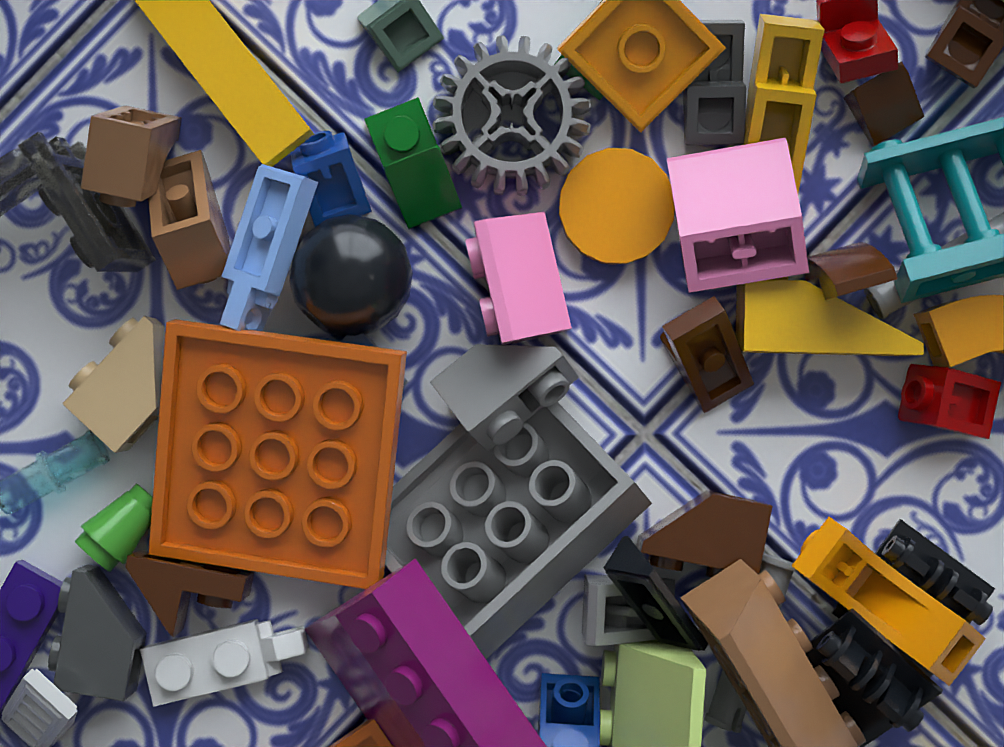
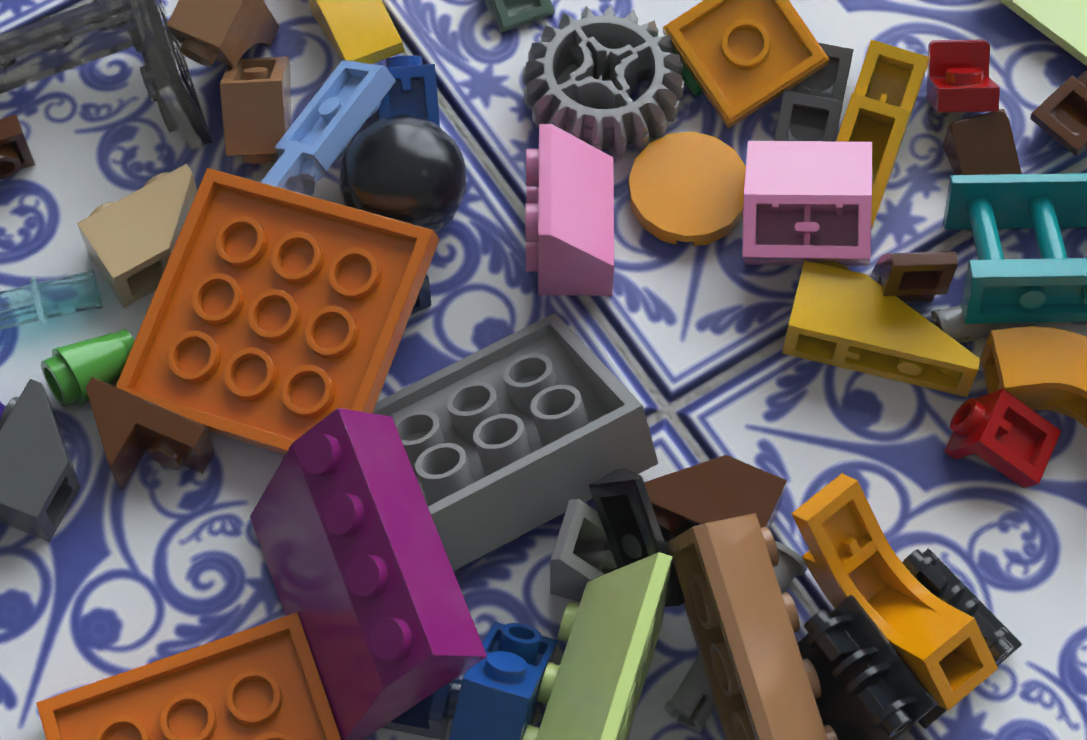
camera: 15 degrees right, 25 degrees down
(218, 659) = (150, 524): white hinge -> none
(413, 163) = (494, 109): green slope -> none
(502, 387) = (530, 310): light grey slope -> none
(707, 354) = (750, 330): reddish brown slope -> none

